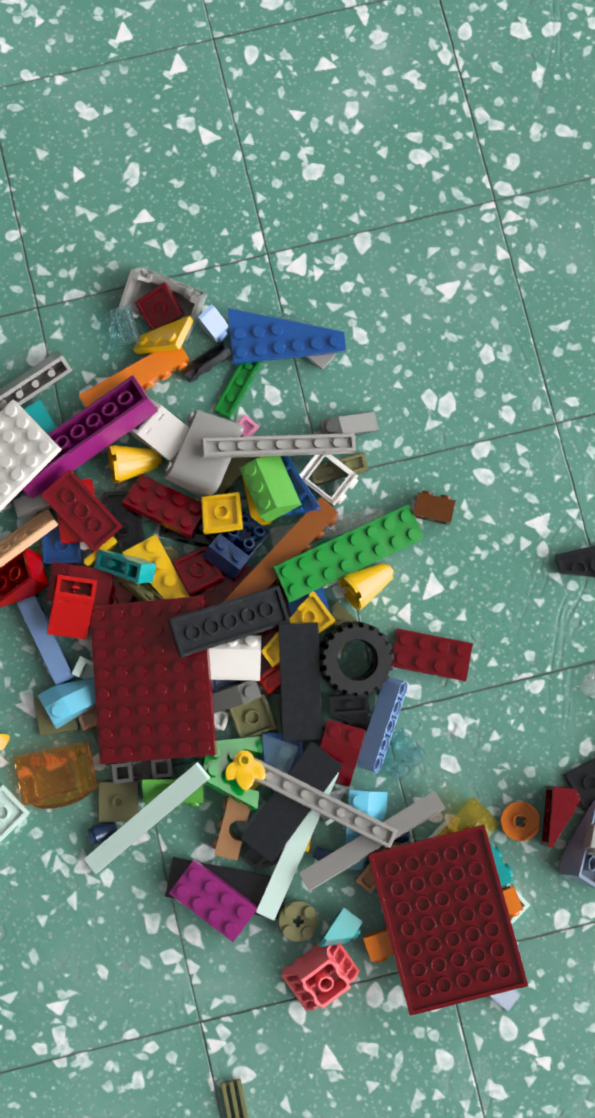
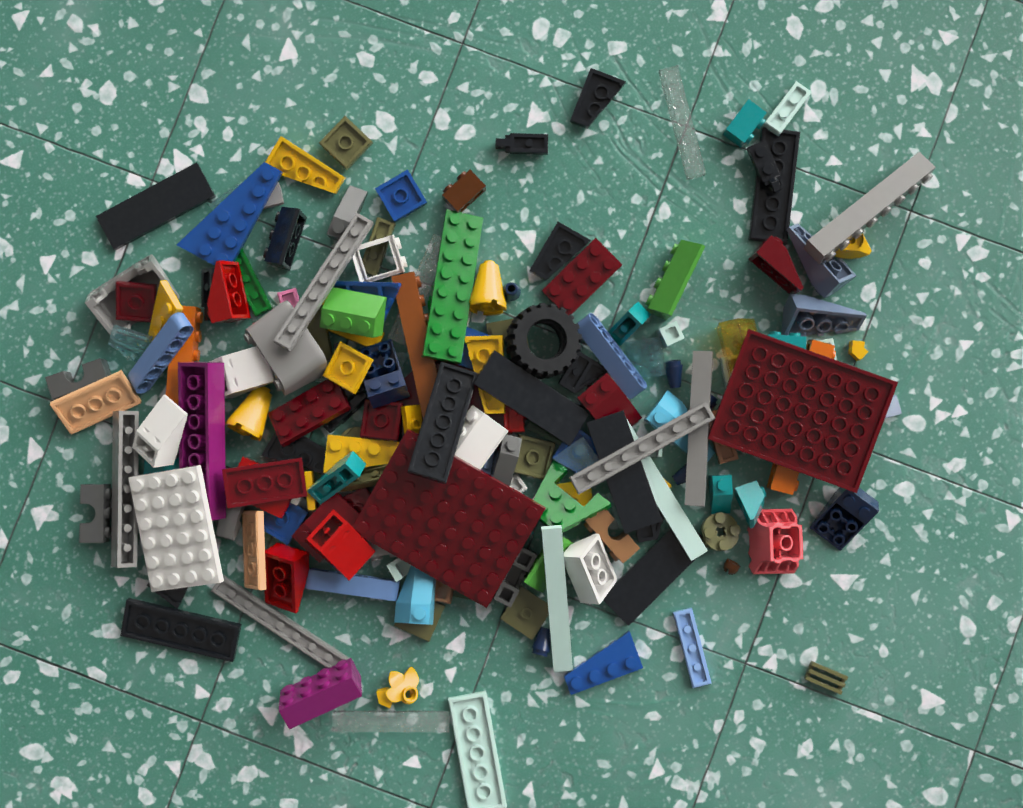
camera: 60 degrees left, 5 degrees up
(56, 332) = (95, 402): none -> light nougat tile
(56, 775) = (471, 650): clear orange slope -> none
(66, 400) = (161, 433): none -> white slope
(78, 317) = (63, 383): none -> dark grey arch
(119, 900) = (610, 663): none -> blue wing
(131, 355) = (160, 352): none -> medium blue beam
(182, 965) = (692, 647): none -> light blue tile
(190, 829) = (589, 569): none -> white slope
(213, 324) = (182, 266): slope -> none
(213, 900) = (659, 588): magenta brick -> none
(215, 376) = (227, 294): none -> red slope
(216, 593) = (412, 418): none -> yellow plate
(245, 772) = (576, 494): yellow plate -> none
(248, 271) = (155, 206): none -> black tile
(274, 951) = (731, 566): none -> reddish brown hinge
(293, 390) = (285, 238): none -> black slope
(330, 898) = (720, 493): none -> teal slope
(362, 365) = (303, 167): none -> yellow wing
(376, 608) = (511, 296): none -> dark blue cone
(384, 1021) = (844, 516): none -> dark blue slope
(394, 459) = (401, 196): none -> blue plate
(406, 385) = (346, 142): none -> olive plate
(406, 787) = (674, 373): none -> dark blue cone
(420, 720) = (629, 323): none -> teal slope
(435, 762) = (670, 334): none -> light aqua panel
(439, 619) = (557, 251): none -> black wing
(486, 733) = (675, 278): none -> bright green slope
(508, 530) = (524, 143): none -> black hinge
(519, 832) = (769, 291): orange plate -> none
(535, 933) = (857, 349): none -> yellow piece
(536, 874) = (815, 316): none -> sand blue wedge

